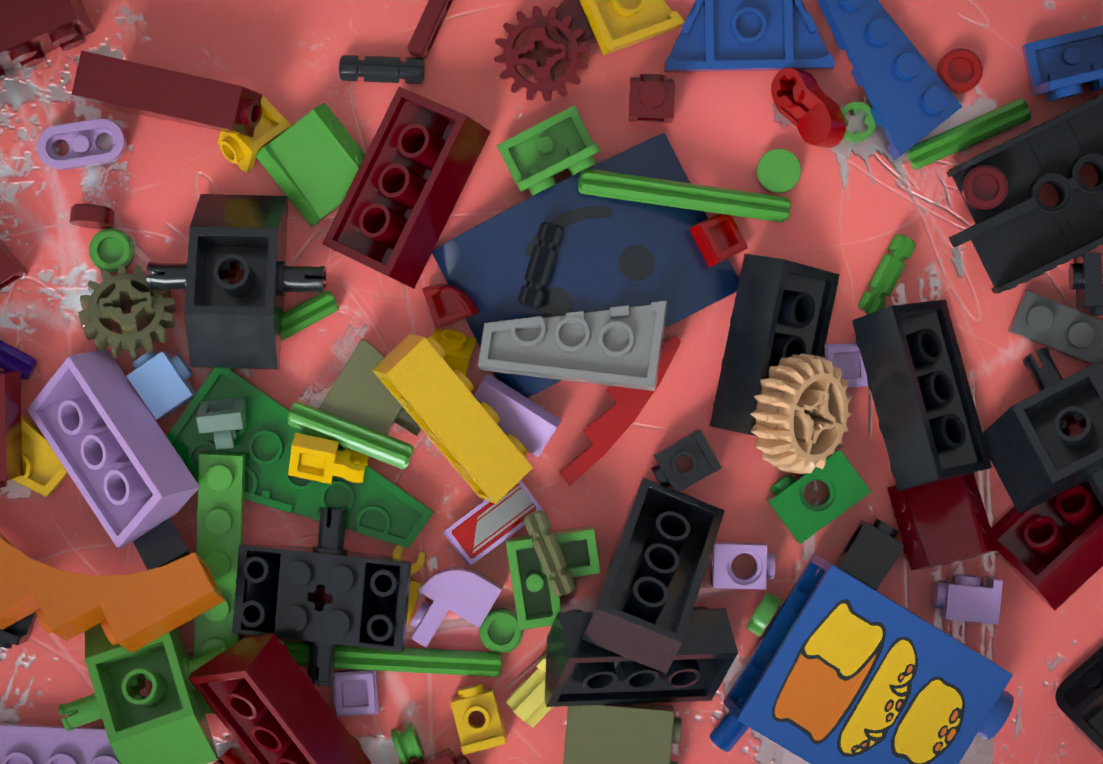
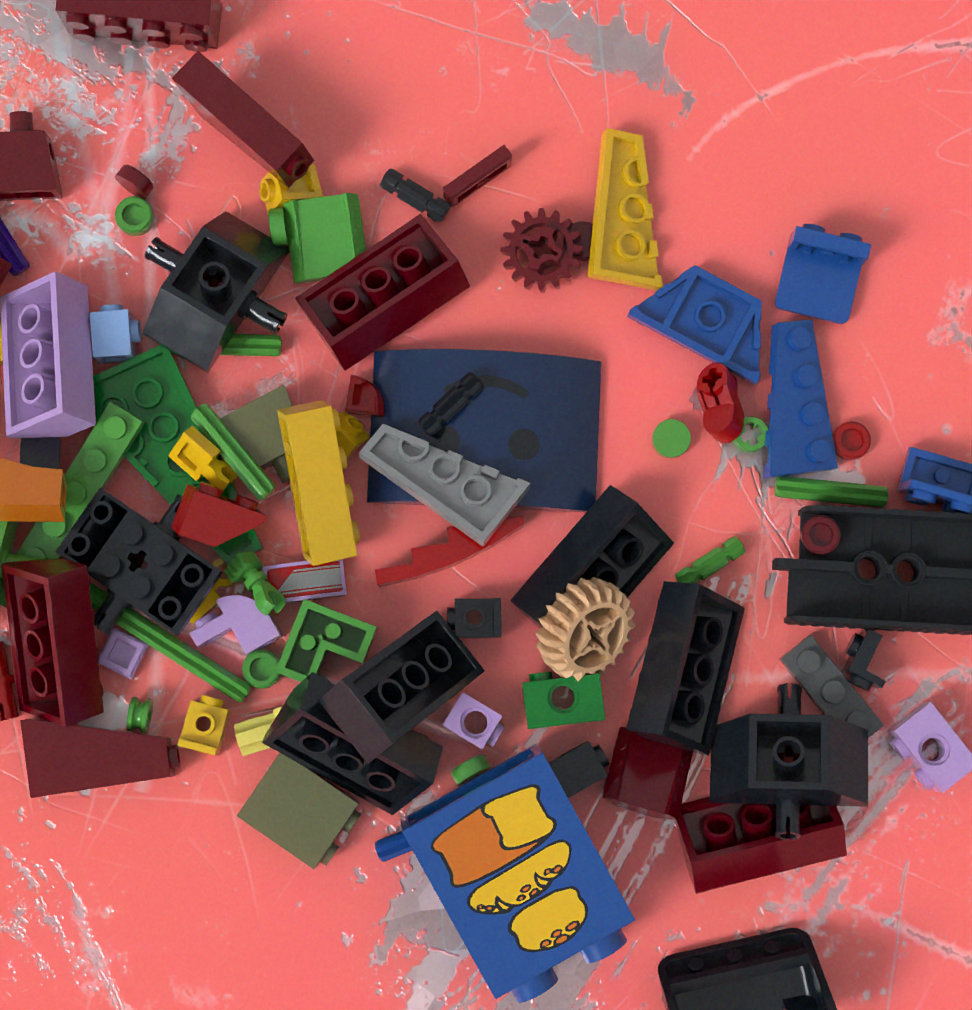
camera: 25 degrees right, 5 degrees down
(83, 144) = (160, 124): lavender plate -> none
(106, 307) = (117, 266): olive gear -> none
(223, 419) = (143, 385): sand green tile -> none
(263, 181) = (278, 226): none -> bright green tile
(371, 512) = (214, 518): none -> red slope
(430, 541) = (247, 569): none -> bright green piece
(518, 414) = (369, 510): lavender tile -> none
(547, 150) = (505, 324): bright green bracket -> none
(549, 553) = (332, 624): olive axle -> none
(651, 99) = (604, 330): dark red brick -> none
(683, 195) = (589, 414): bright green axle -> none
(718, 238) = (597, 463): red tile -> none
(849, 359) = (644, 614): lavender tile -> none
(969, 599) = (634, 847): lavender brick -> none

